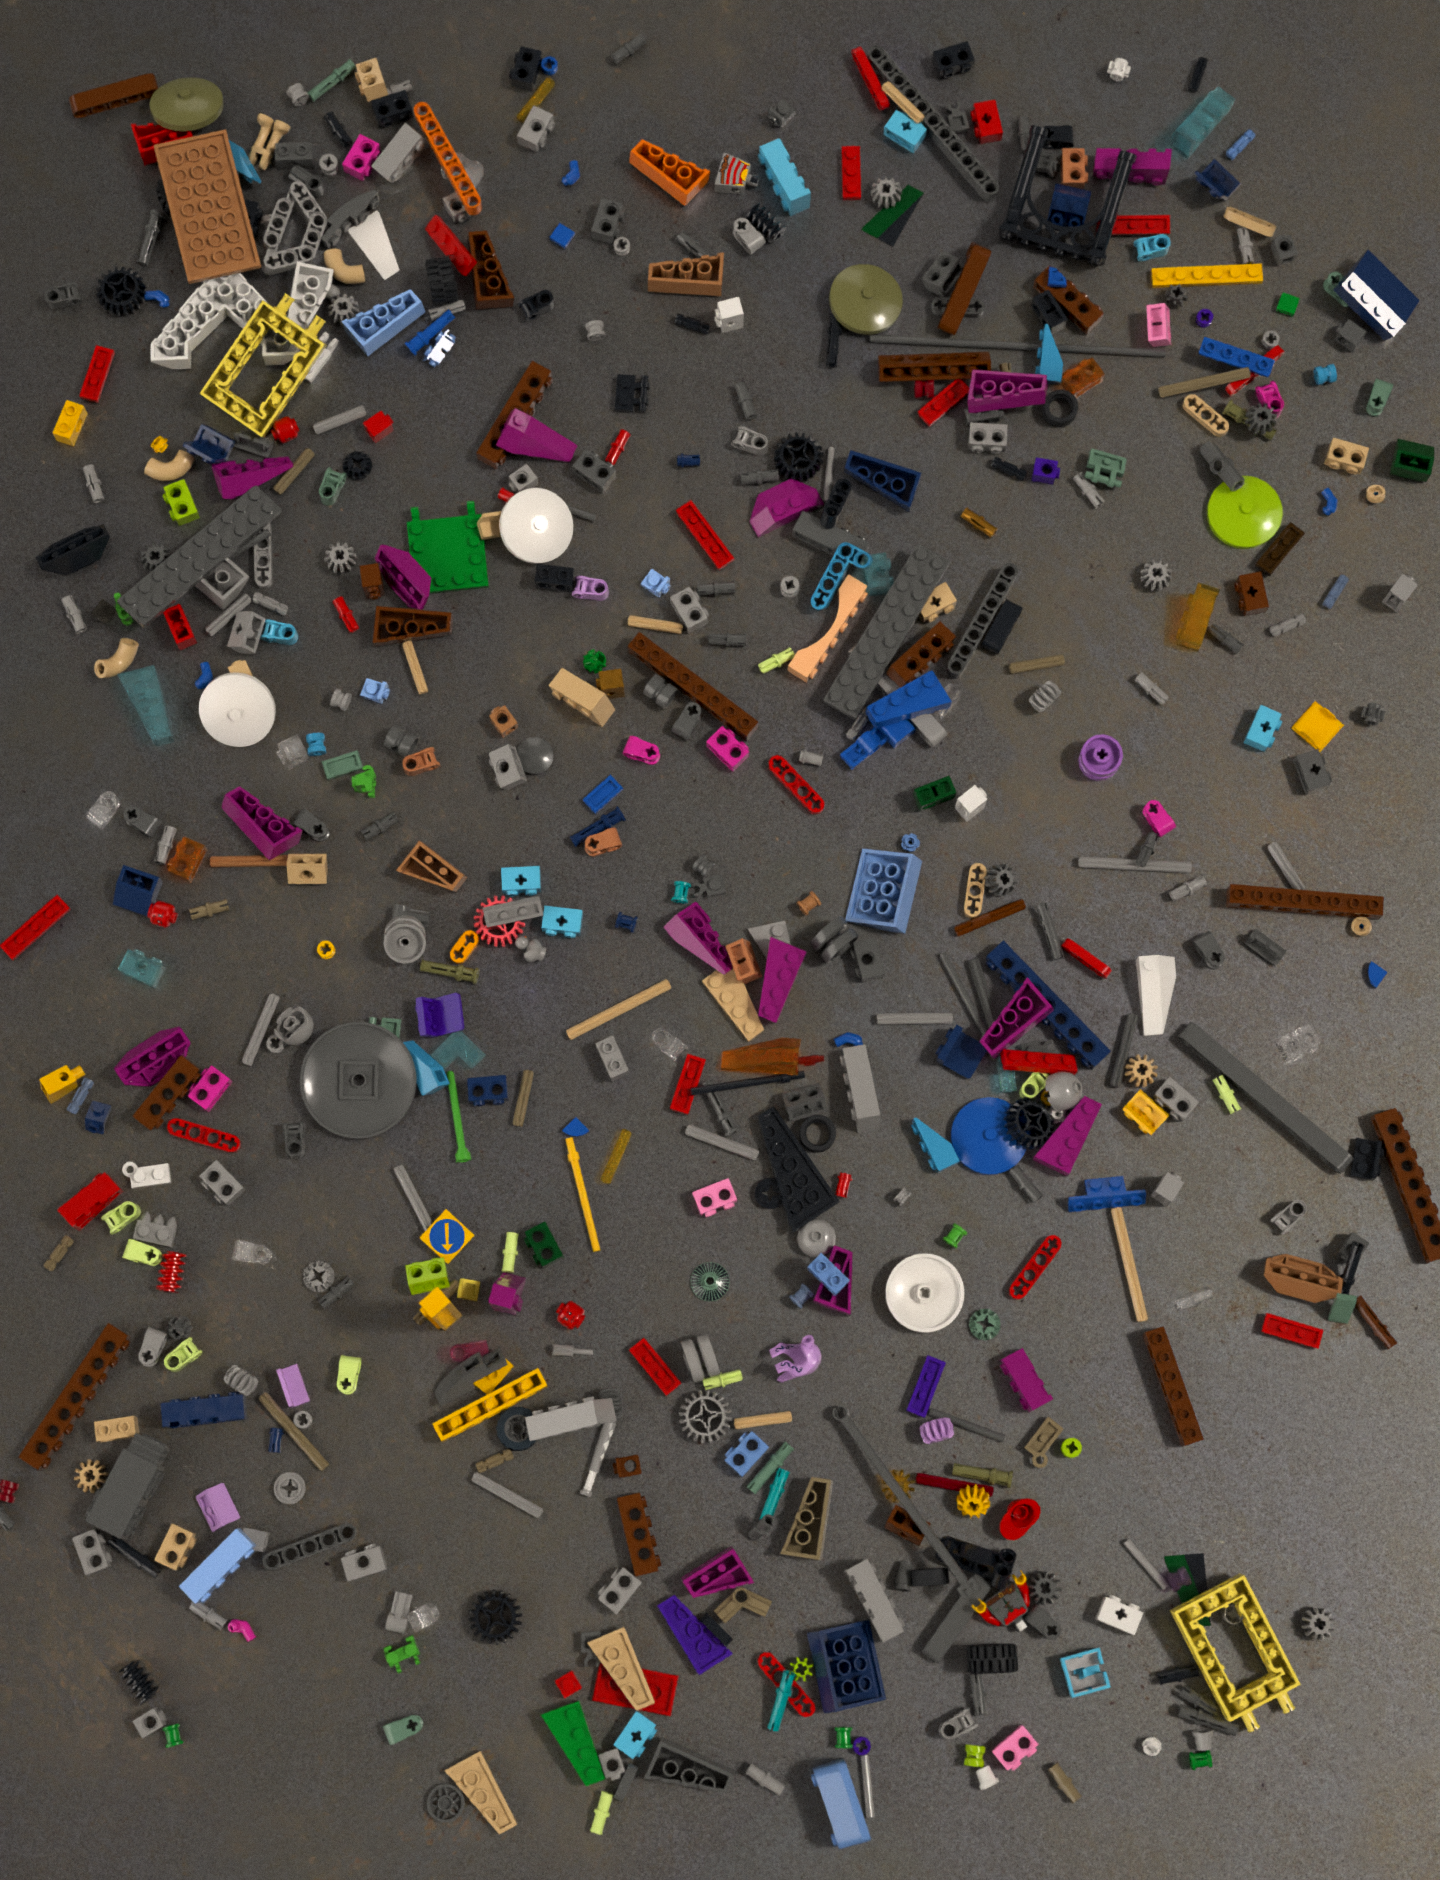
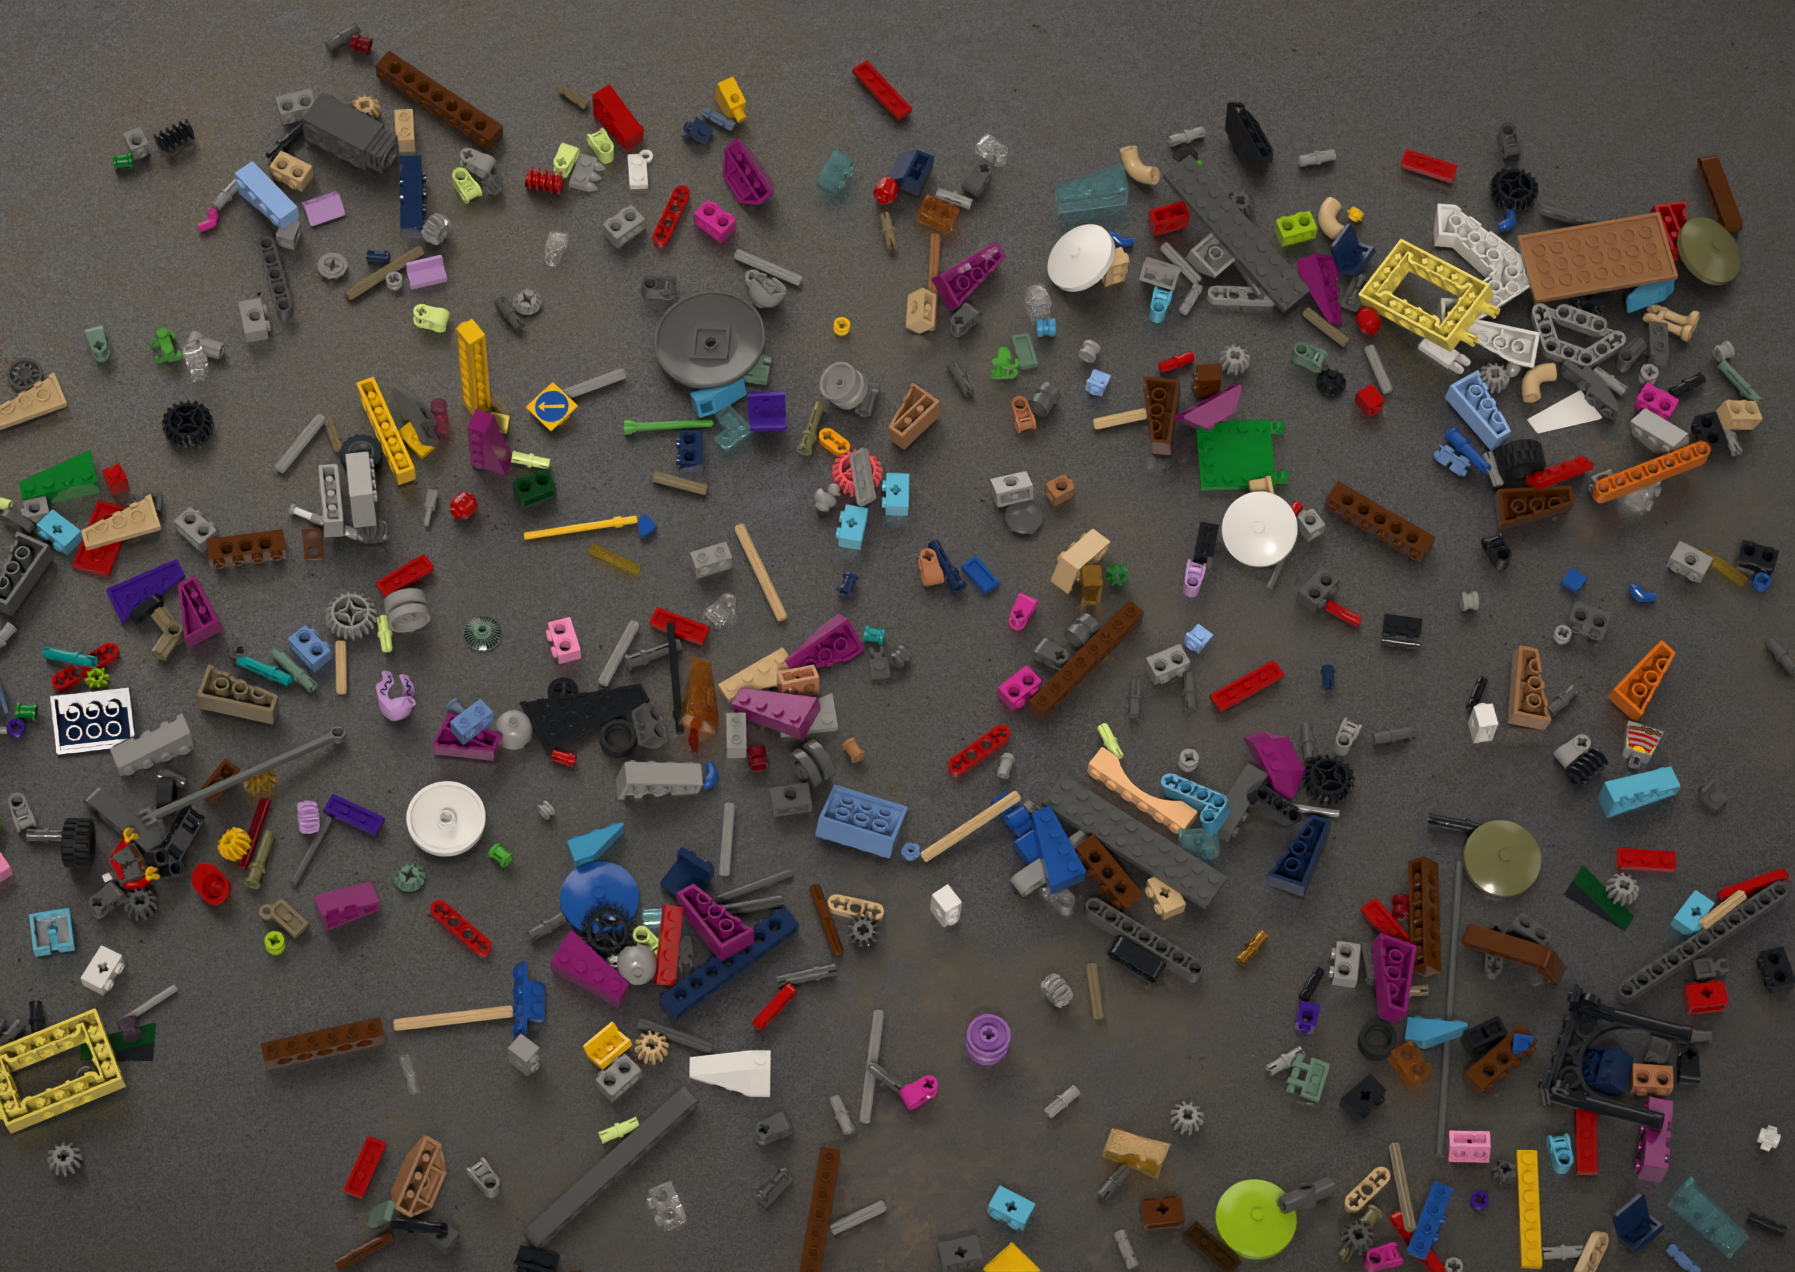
camera: 90 degrees right, 15 degrees down
(70, 423) = (1378, 140): yellow brick -> none
(144, 1113) = (696, 166): reddish brown brick -> none
(338, 200) = (1611, 381): none -> light grey pin
(428, 1278) = (515, 387): lime brick -> none
(530, 437) = (1352, 528): magenta wedge -> none
(580, 1451) = (330, 500): none -> light grey brick
(655, 624) = (1154, 632): tan axle -> none
(805, 1017) = (736, 735): none -> light grey brick
(822, 995) = (757, 758): none -> dark red wheel
(881, 786) = (970, 826): none -> tan axle
(934, 793) = (959, 874): dark green brick -> none
(1120, 428) = (1367, 1088): none -> black brick

